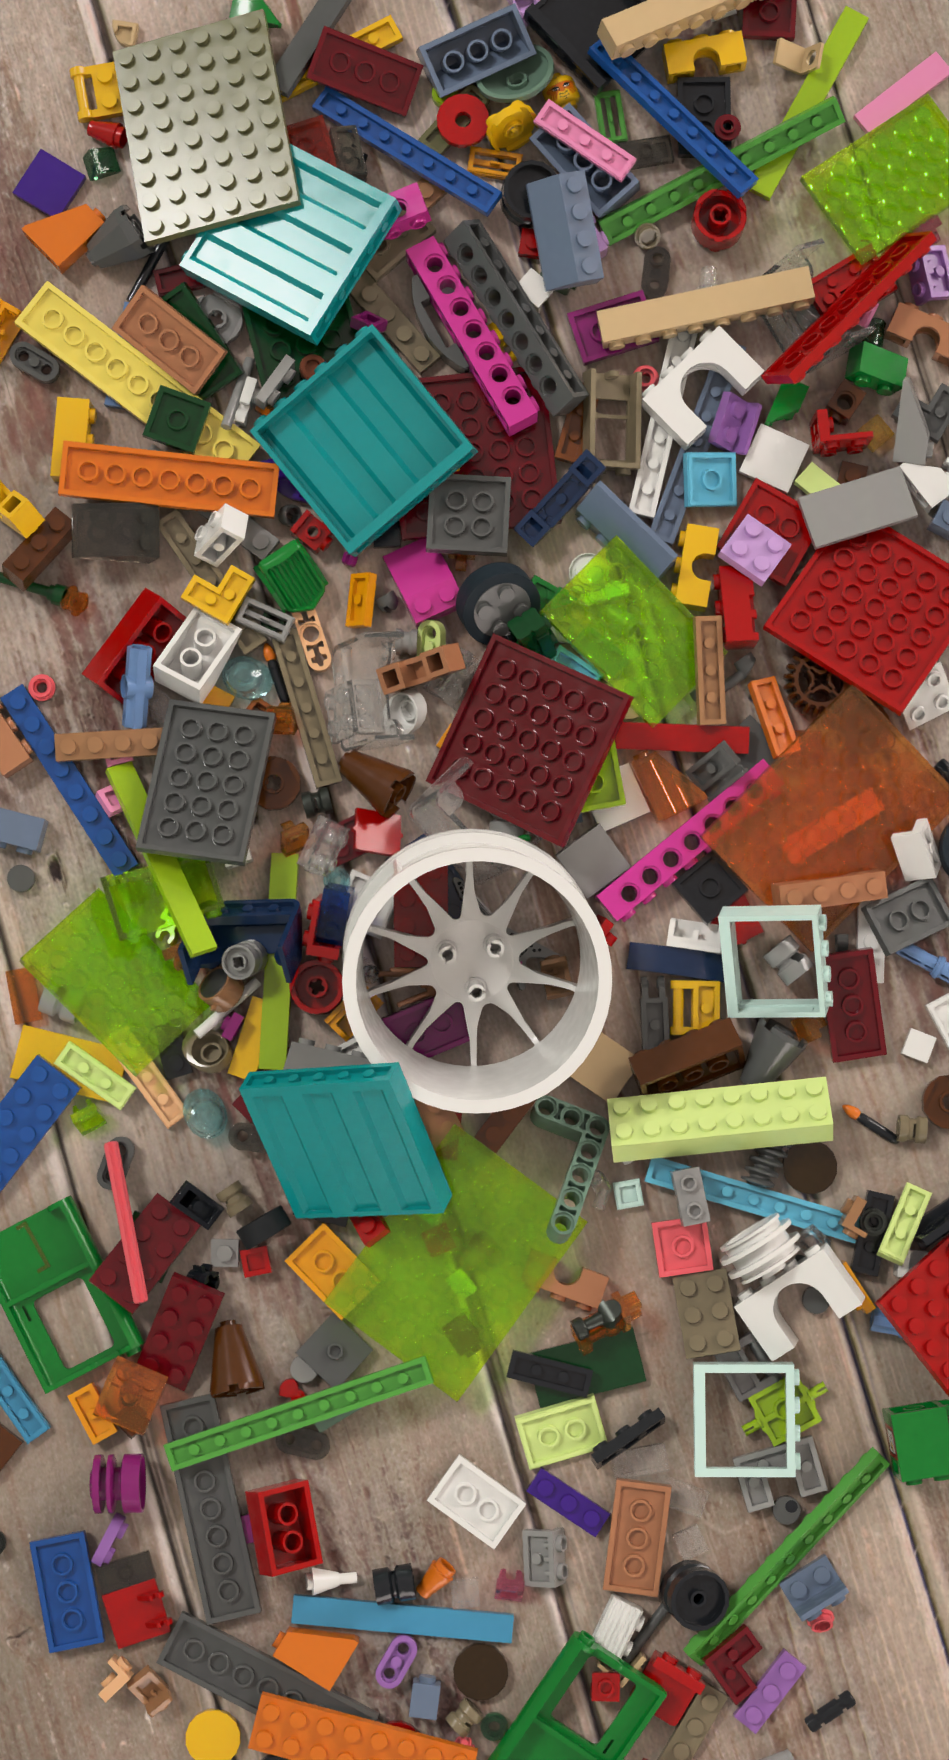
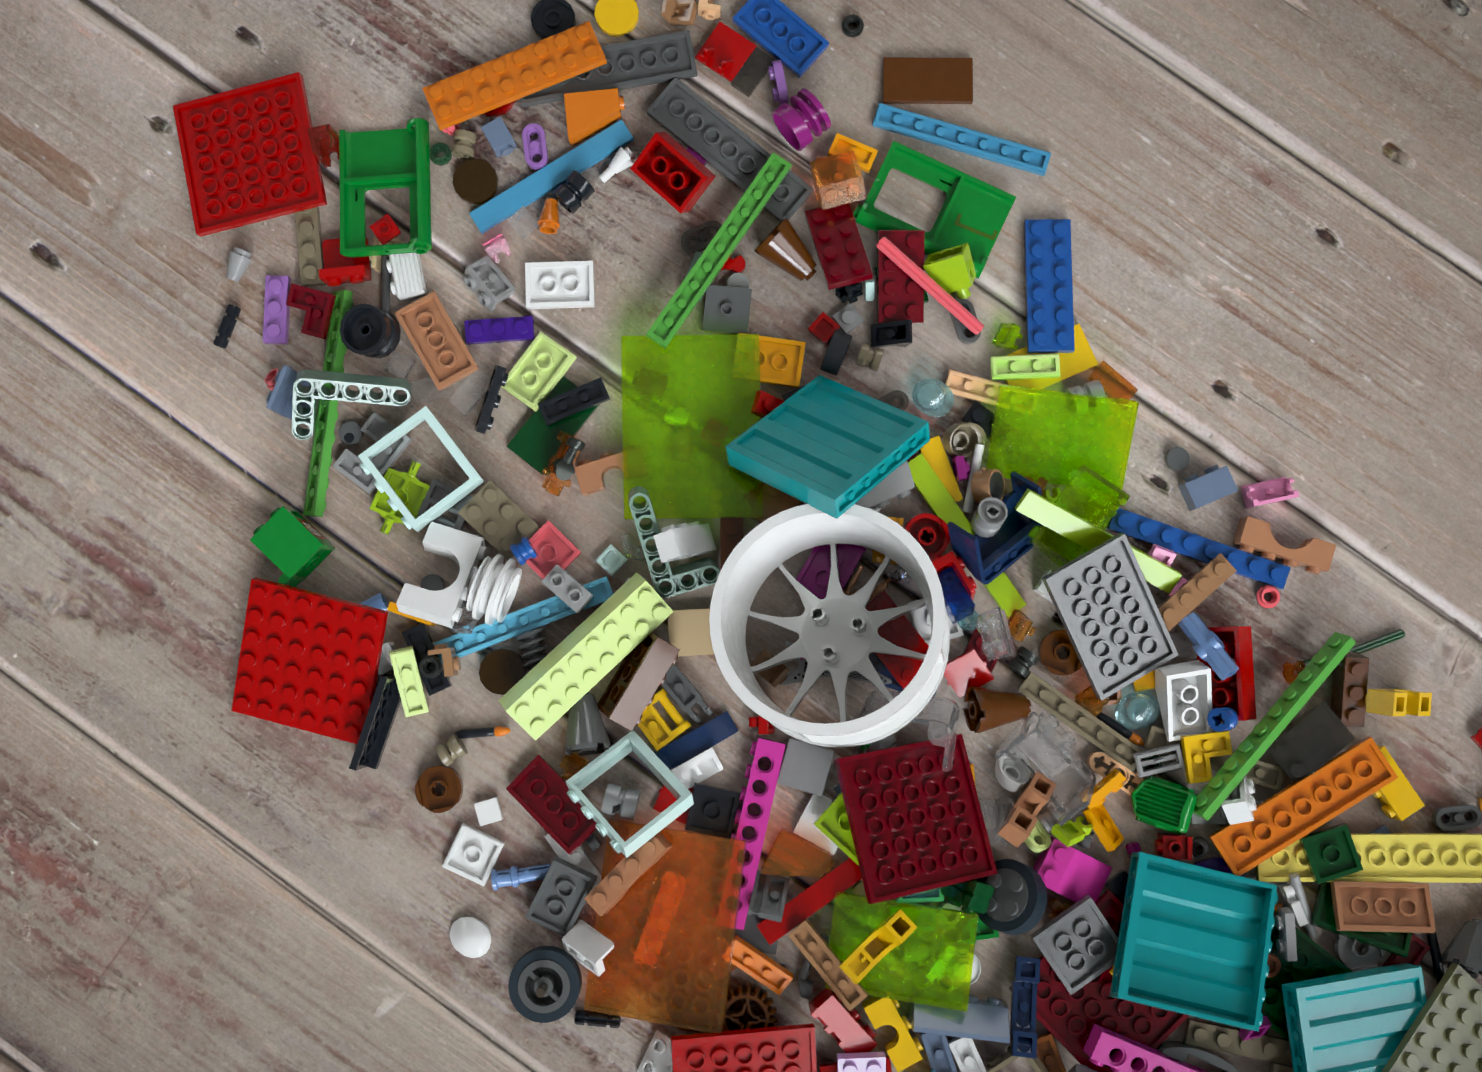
camera: 145 degrees right, 0 degrees up
(91, 1221) = (952, 269): none -> lime torso
(137, 573) = (1272, 724): none -> bright green plate
(171, 611) = (1227, 716): none -> blue wheel
(182, 1265) = (869, 289): none -> light aqua tile
(325, 633) = (1110, 783): none -> light orange plate
(396, 617) = (1071, 831): none -> lime plate
(547, 1156) = (684, 541): none -> white brick
(652, 653) = (877, 944): none -> yellow arch
(705, 1264) = (523, 551): none -> blue wheel
(766, 1552) = (341, 392): none -> sand green beam

